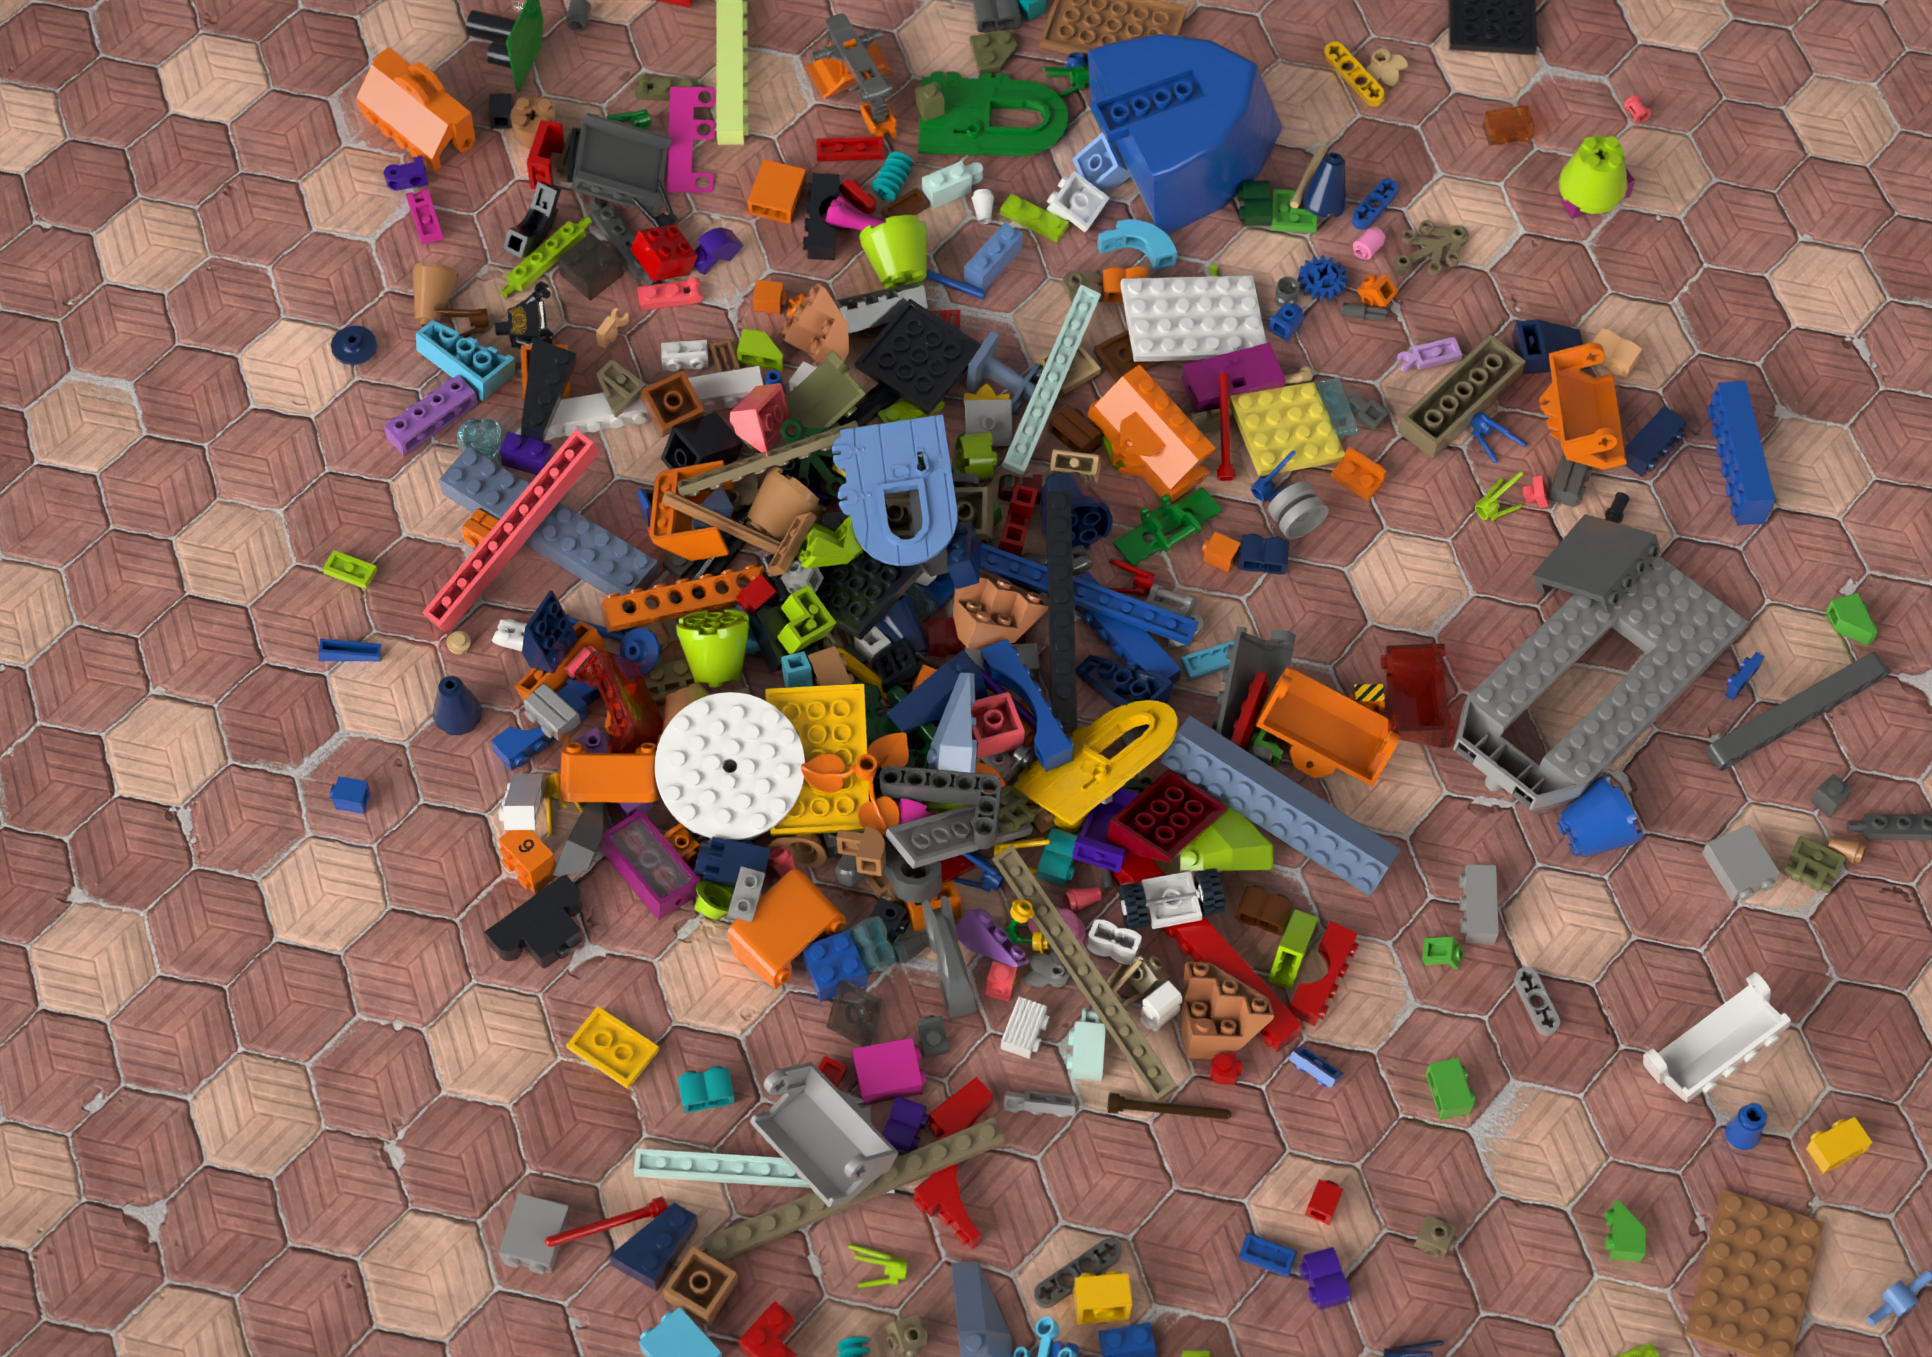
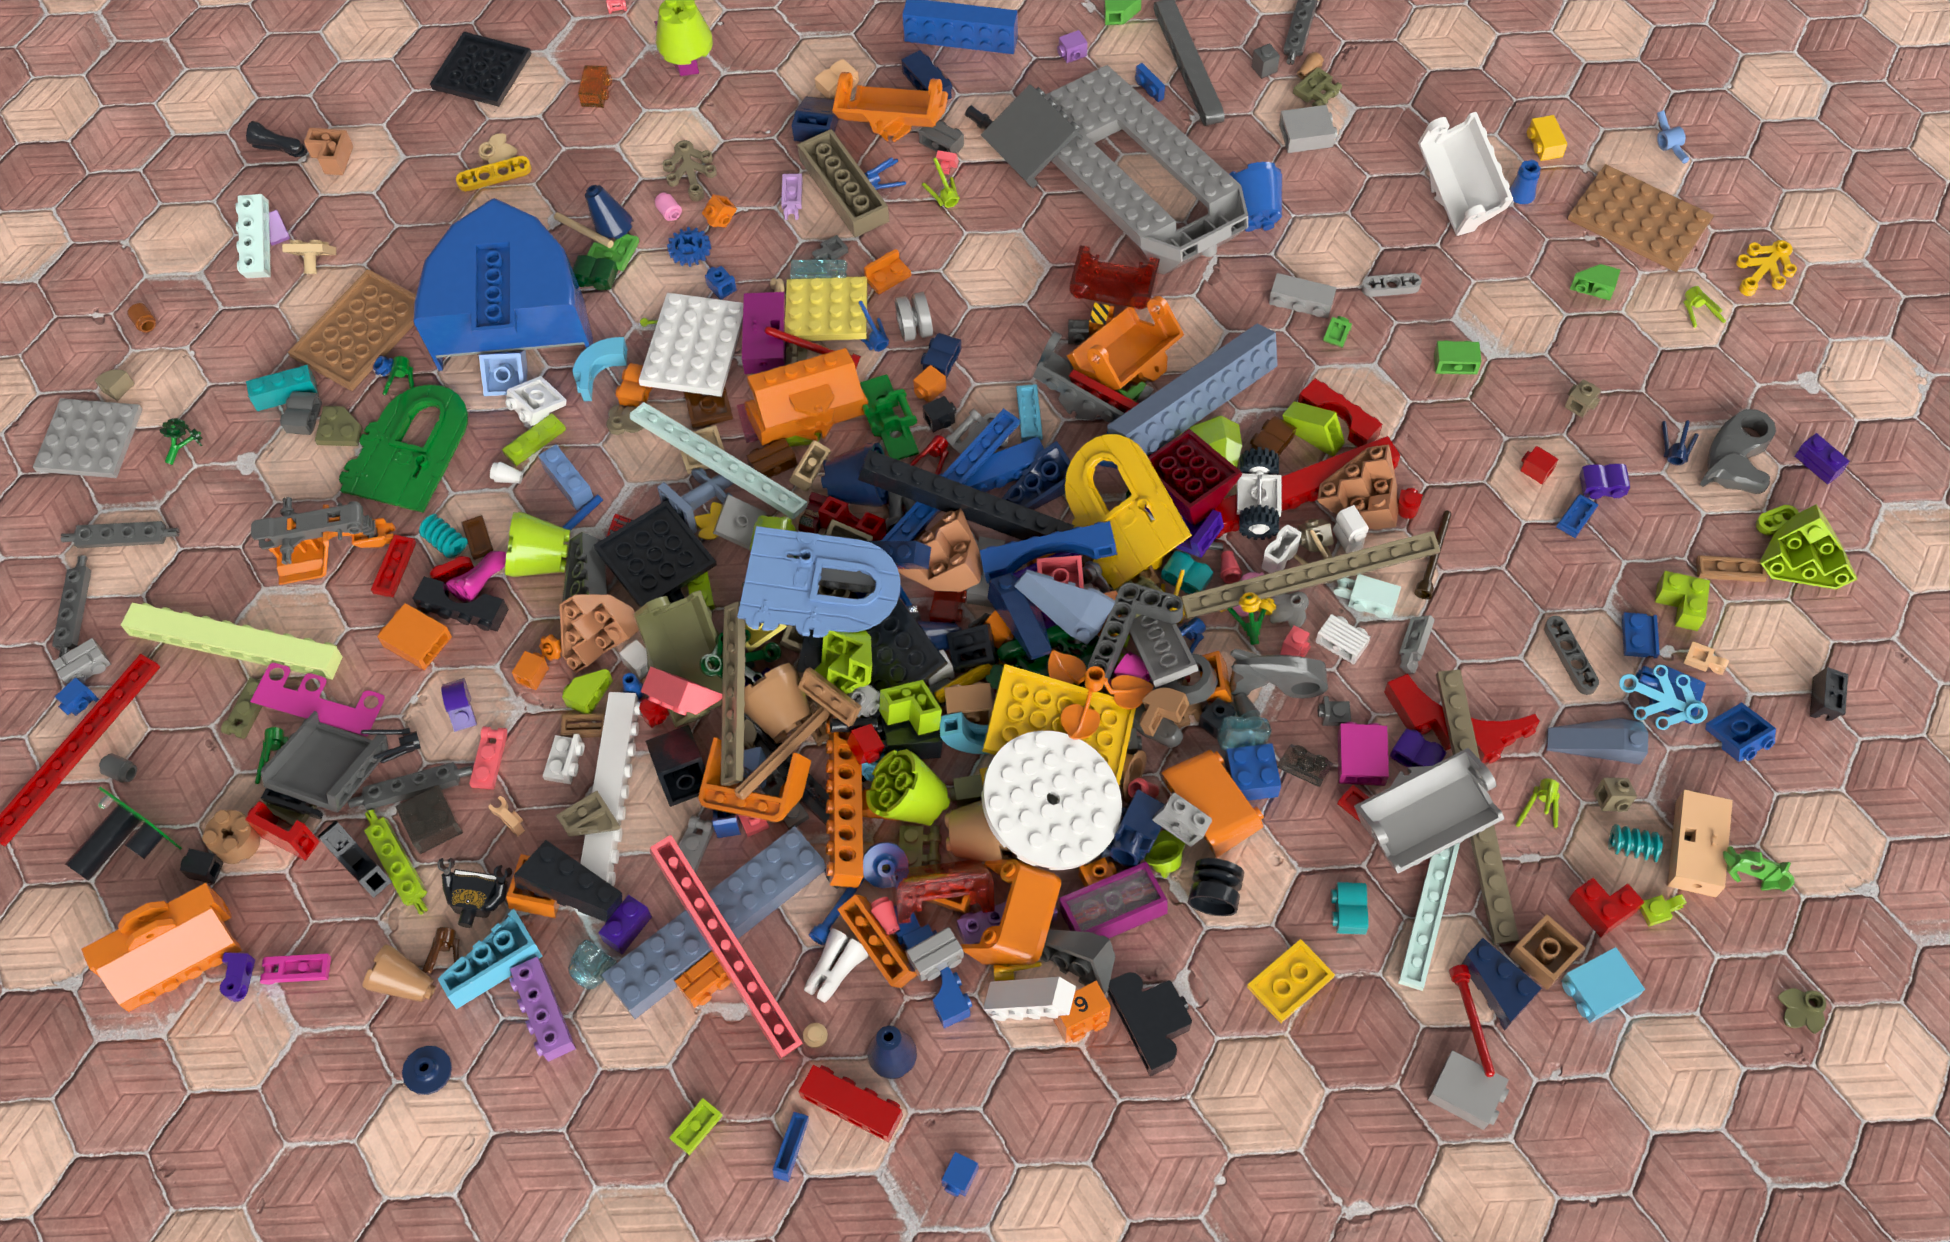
camera: 70 degrees left, 0 degrees up
(397, 686) = (851, 1102): none -> red brick
(548, 636) = (859, 934): dark blue slope -> none
(617, 488) = (694, 845): none -> light grey plate
(664, 252) = (445, 746): red brick -> none
(671, 402) = (629, 770): dark orange brick -> none
(690, 951) = (1216, 887): none -> black wheel
(929, 101) = (376, 484): olive brick -> none
(951, 183) = (471, 491): light aqua brick -> none
(985, 937) = (1262, 638): medium lavender slope -> none
(1102, 1298) = (1606, 636): yellow brick -> none
(1185, 571) = (939, 414): none -> black brick
(1286, 291) = (692, 274): dark grey wheel -> none
(1316, 1066) = (1424, 437): blue plate -> none
(1345, 680) = (1077, 331): none -> dark grey bracket
(1363, 311) = (731, 229): dark grey axle -> none
(1372, 212) = (629, 201): blue beam -> none
(1766, 580) = (1072, 46): none -> medium lavender brick

